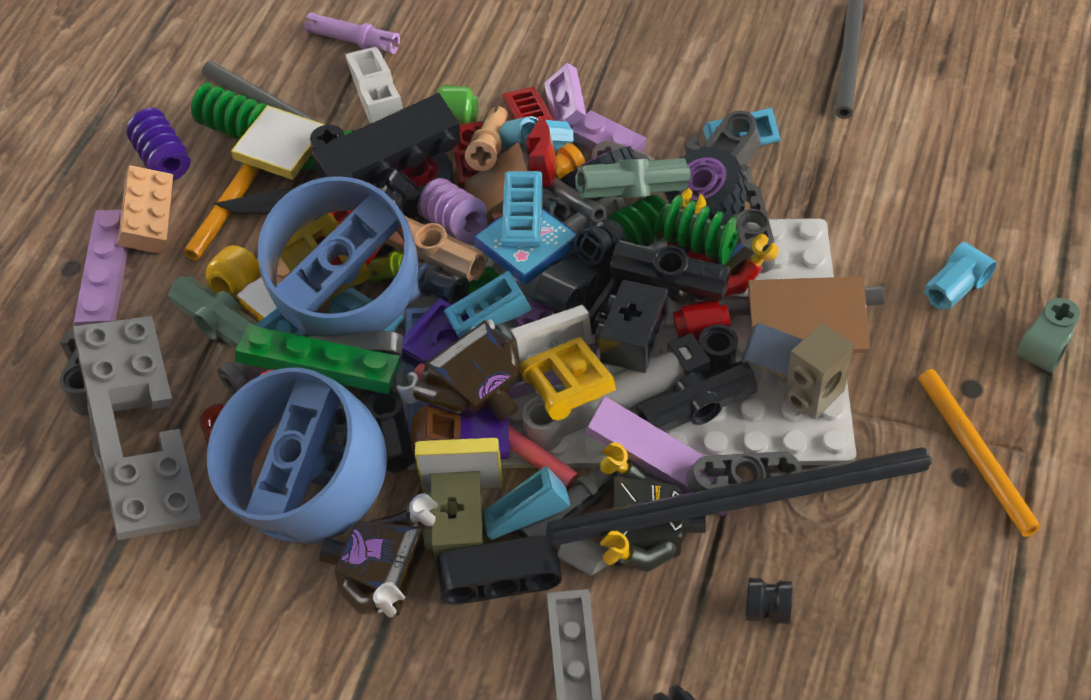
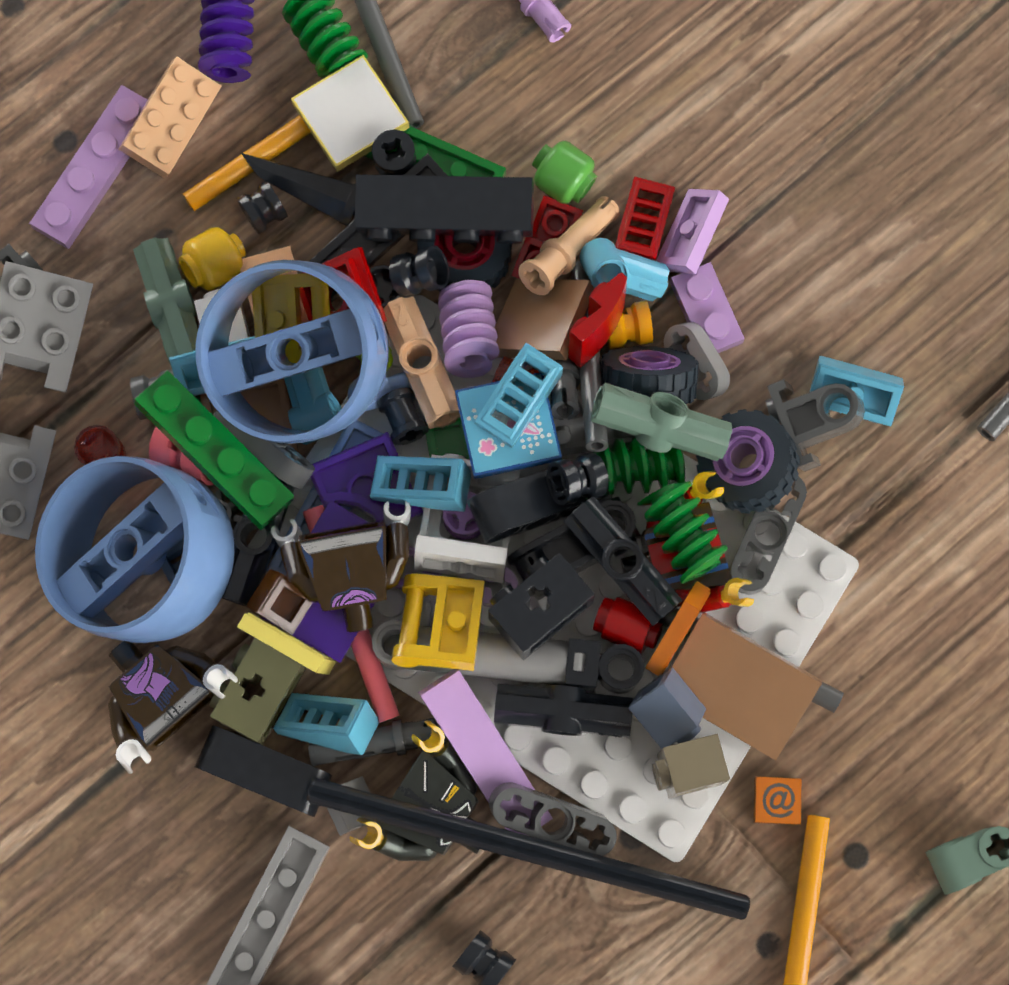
camera: 30 degrees right, 25 degrees up
(247, 228) = (262, 207): none -> black wheel
(374, 83) = (501, 84): white slope -> none
(740, 296) = (678, 628): none -> orange tile
(890, 382) = (777, 800): none -> orange tile
(964, 270) = (951, 724): medium azure piece -> none

